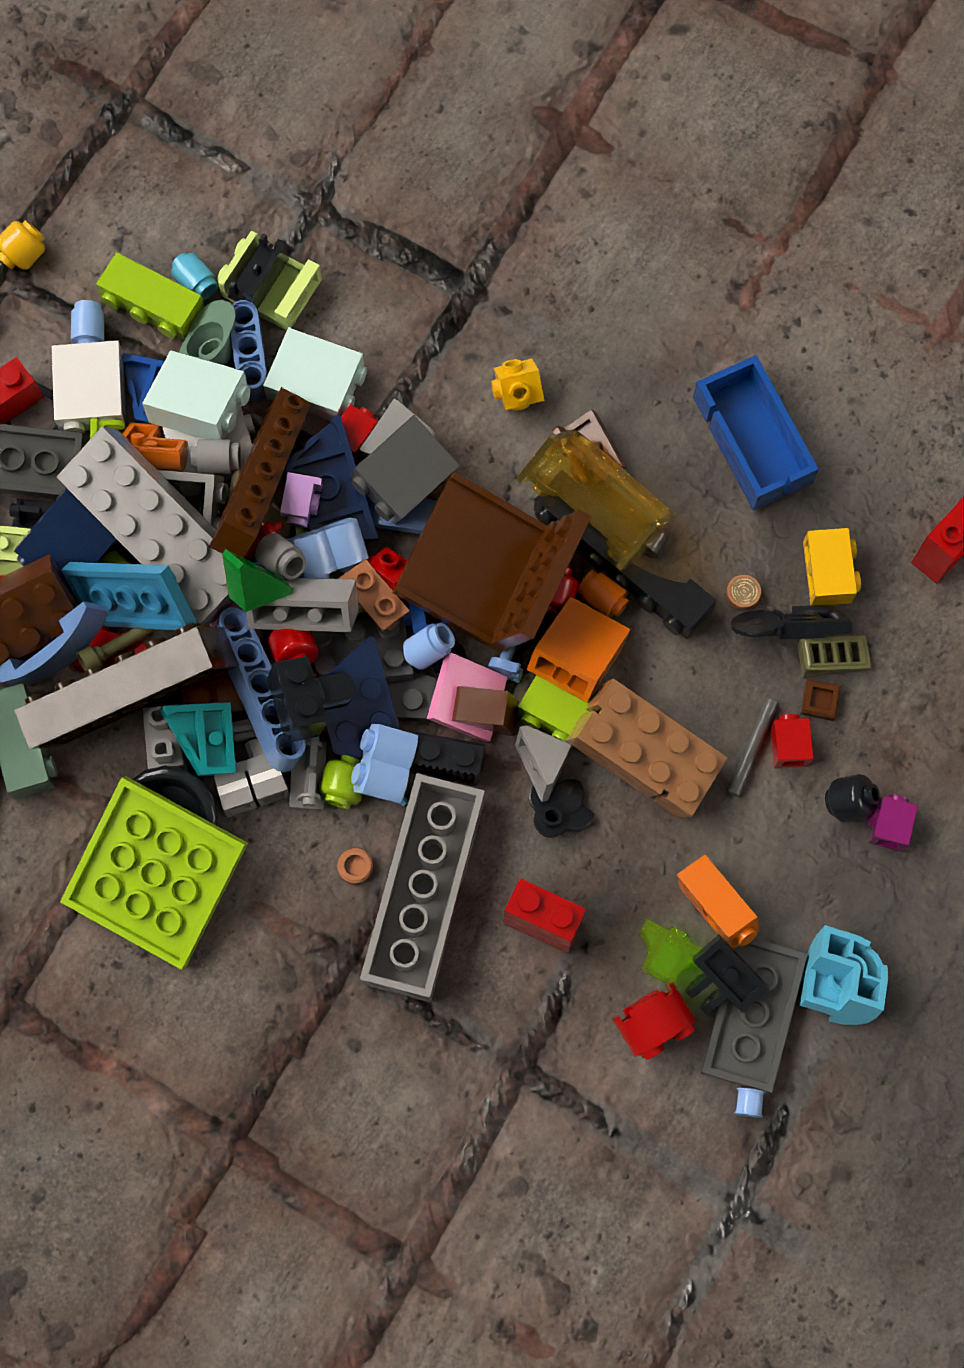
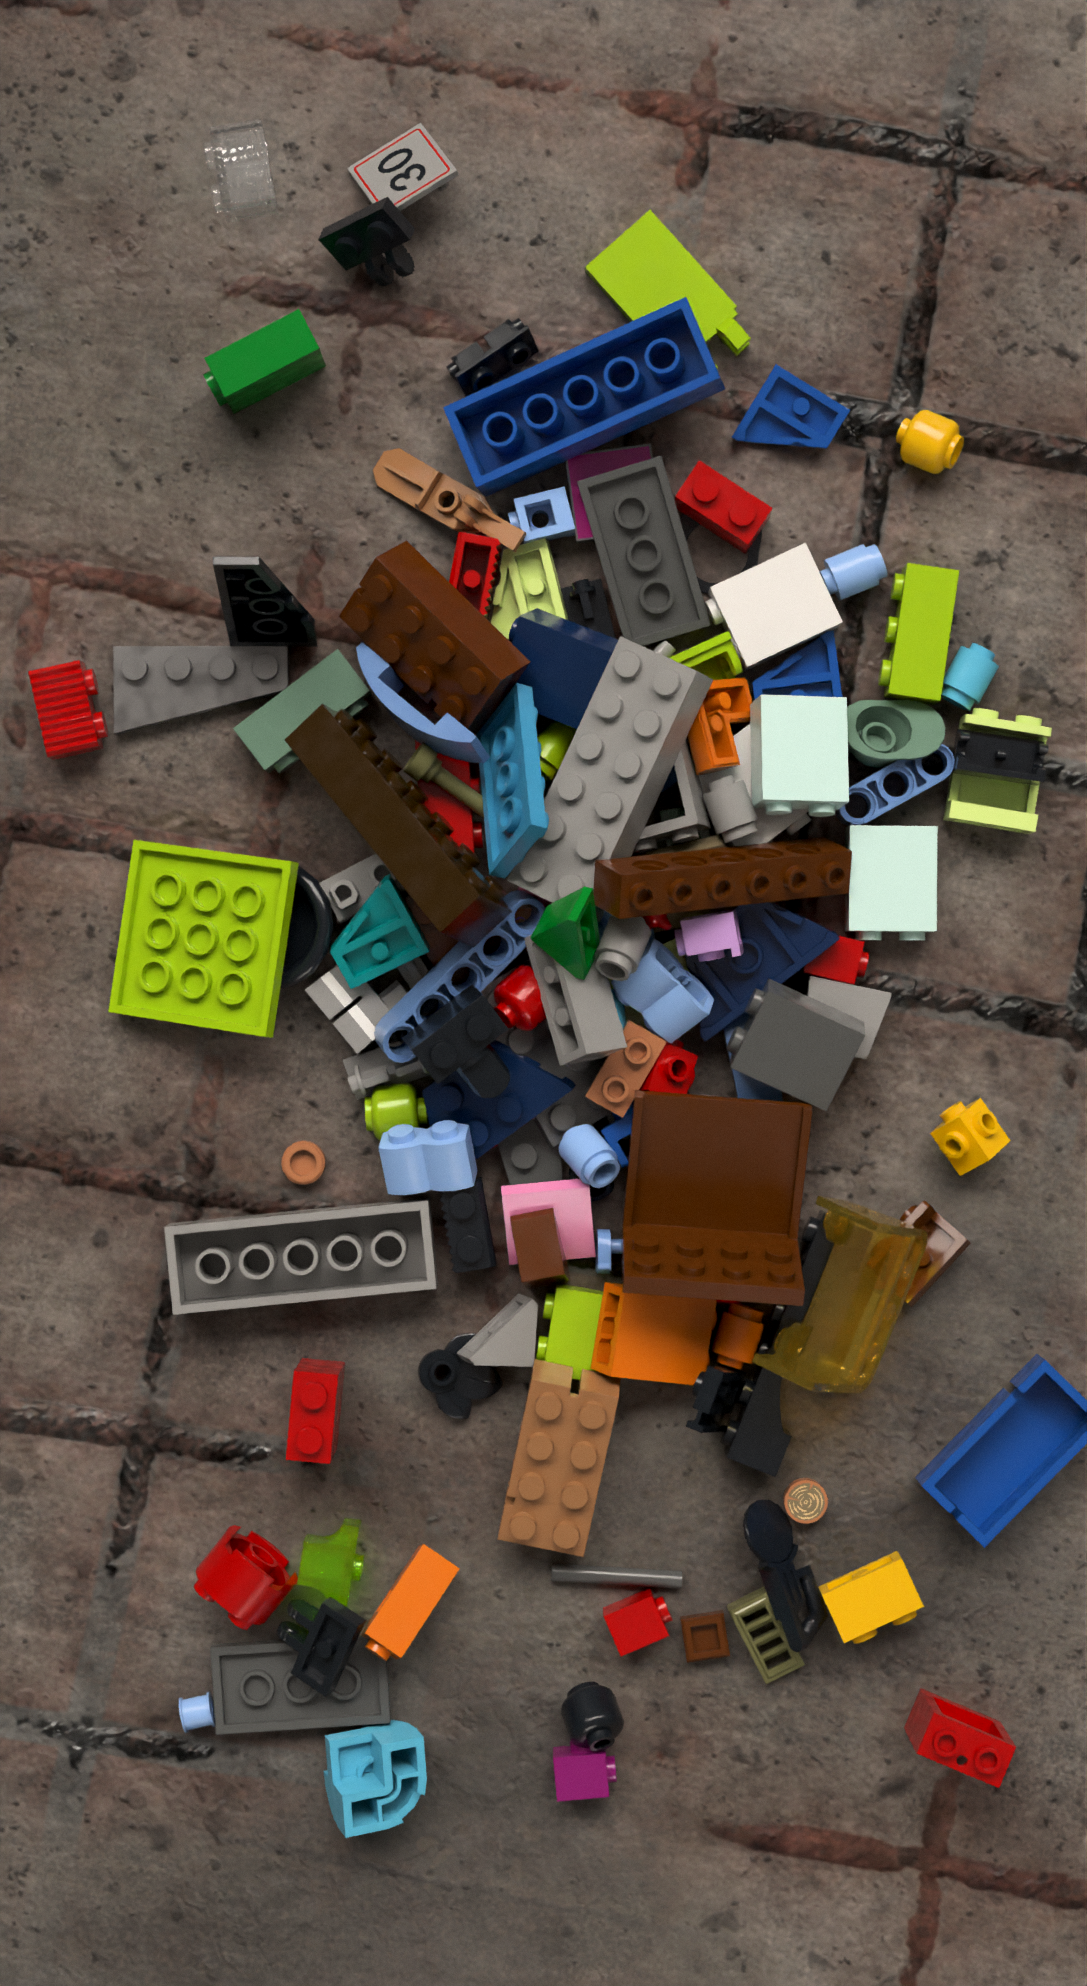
camera: 70 degrees right, 15 degrees up
(639, 621) = (715, 1396): none -> black plate

